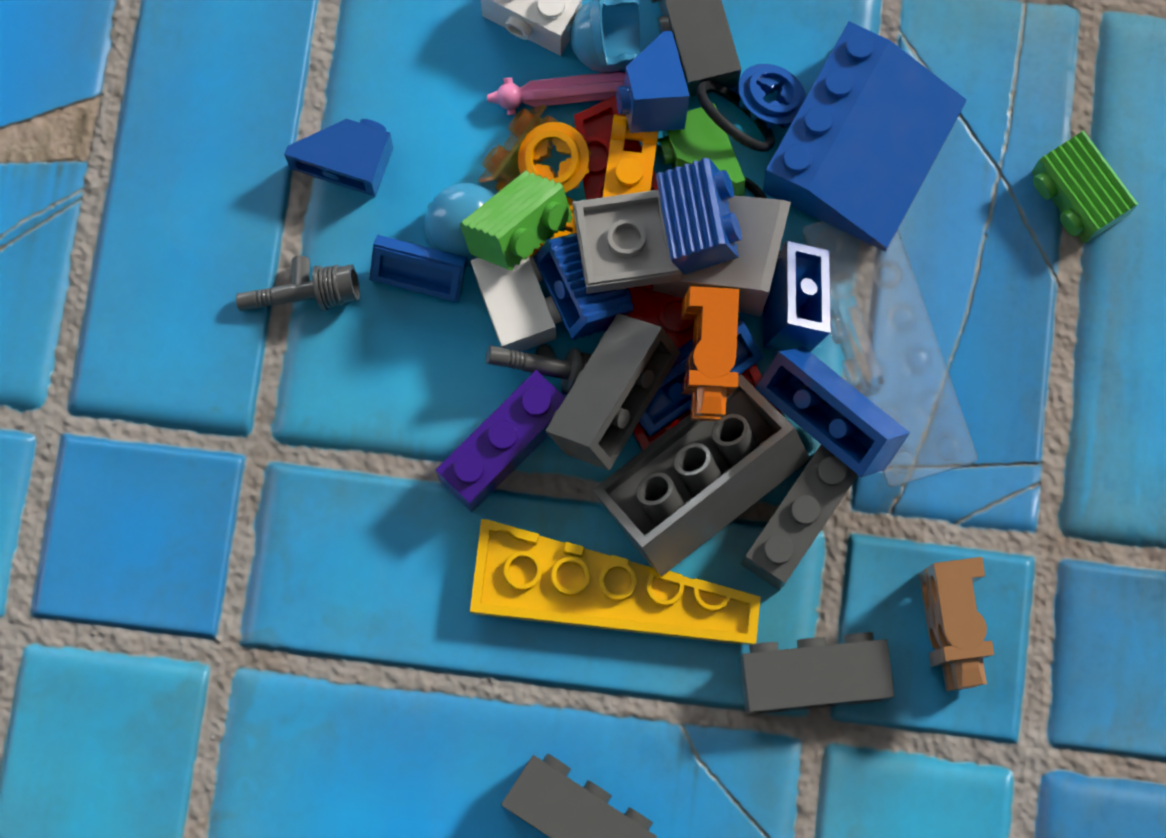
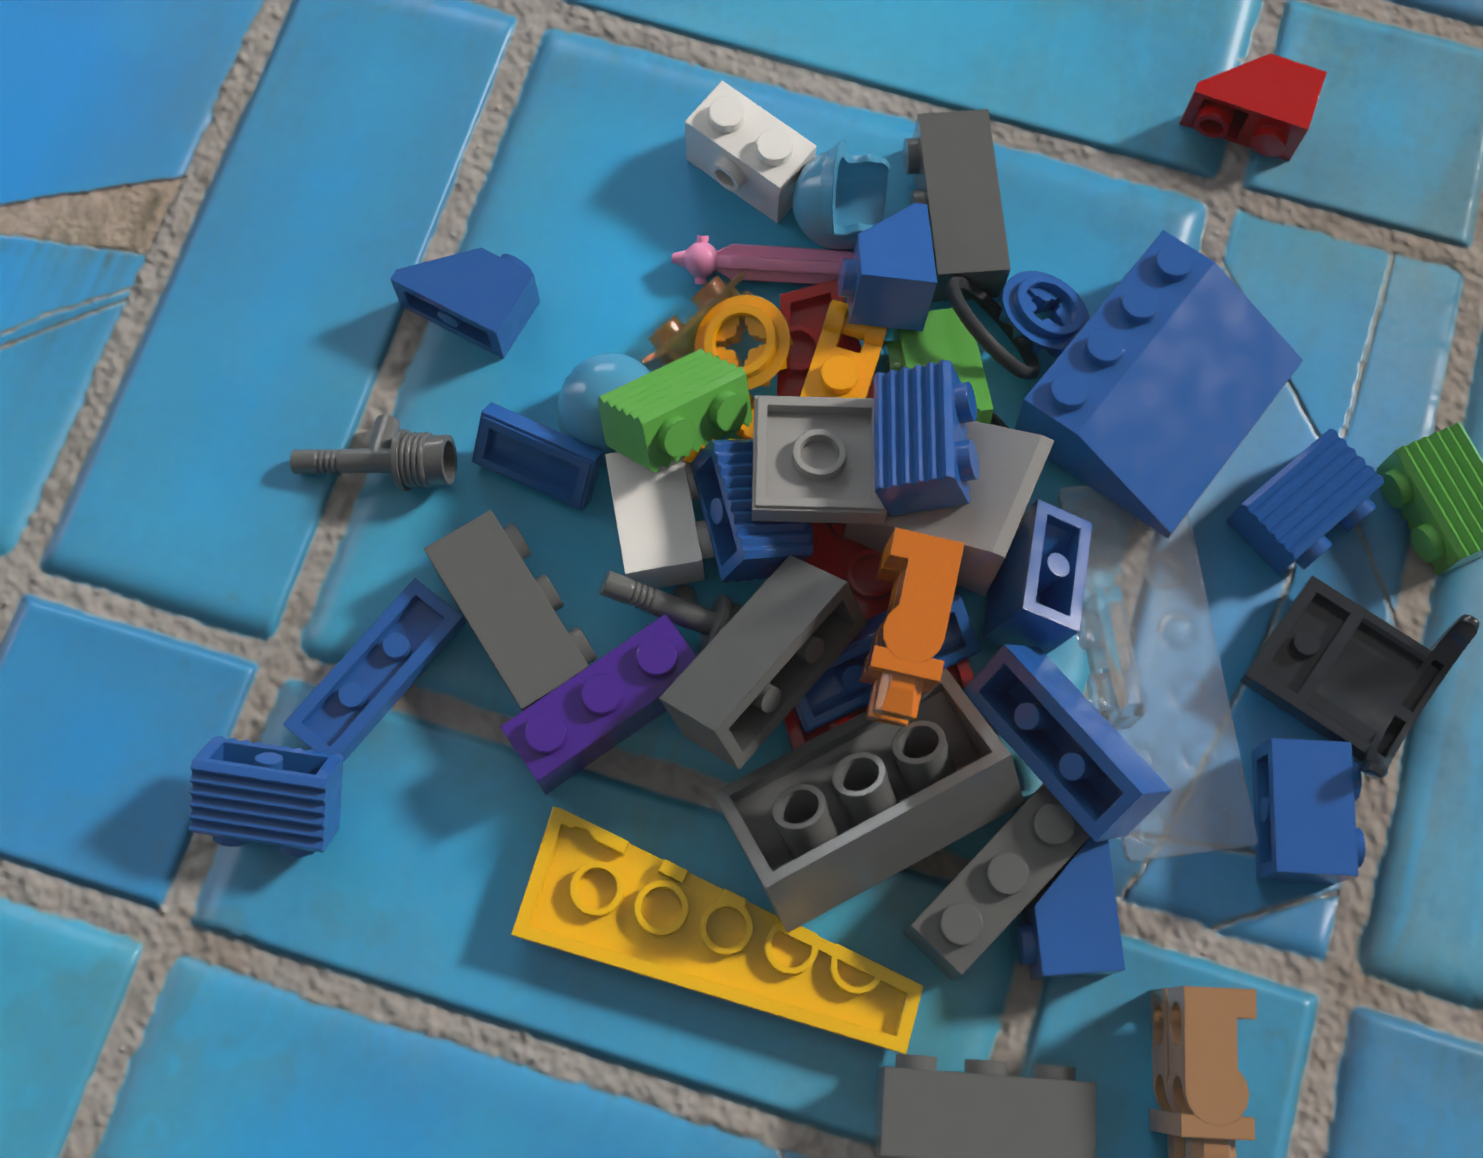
camera: 10 degrees right, 5 degrees down
(278, 546) = (266, 795): none -> blue brick
(334, 447) = (376, 671): none -> blue plate
(422, 385) = (509, 608): none -> dark grey brick
(857, 535) = (1074, 920): none -> blue slope
(981, 207) = (1306, 501): none -> blue brick
(1008, 431) = (1306, 811): none -> blue brick
(1028, 327) = (1352, 672): none -> black piece

